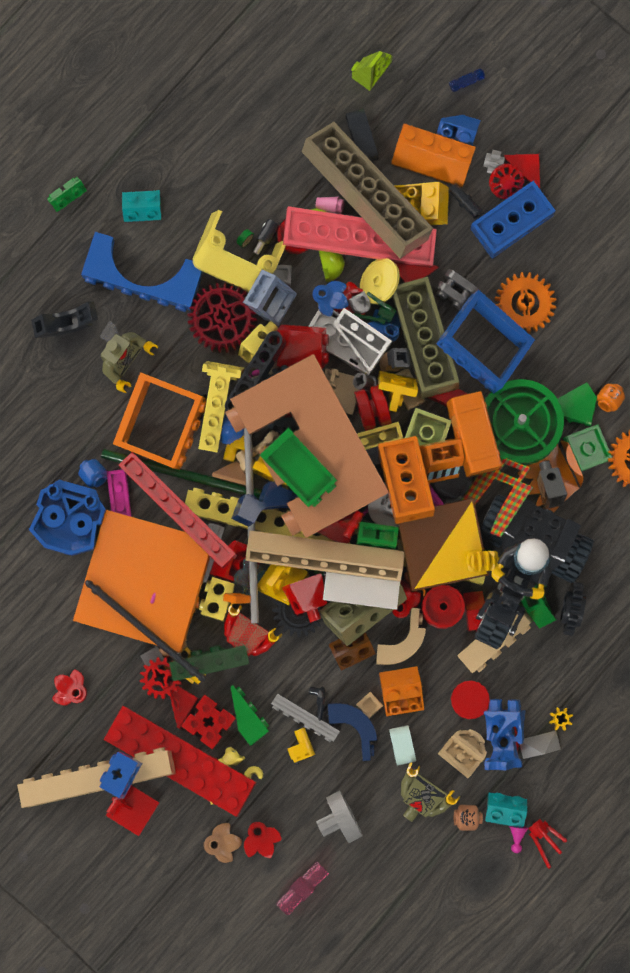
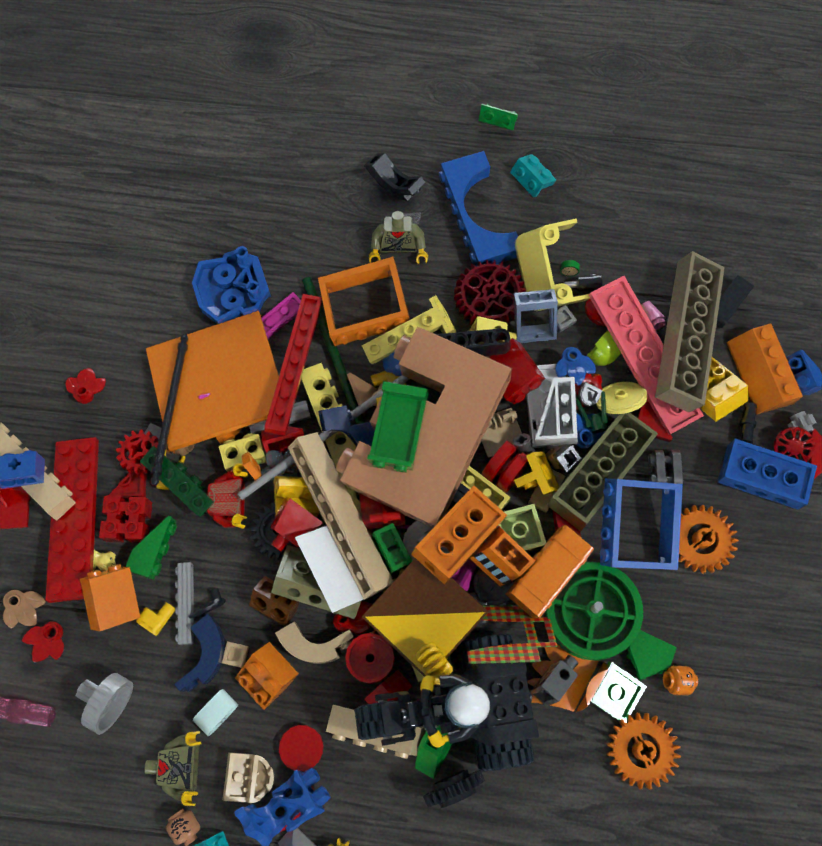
camera: 55 degrees right, 10 degrees down
(92, 473) = (283, 281): blue head -> none
(266, 768) = (110, 597): none -> orange brick
(371, 69) = (796, 266): lime wedge -> none

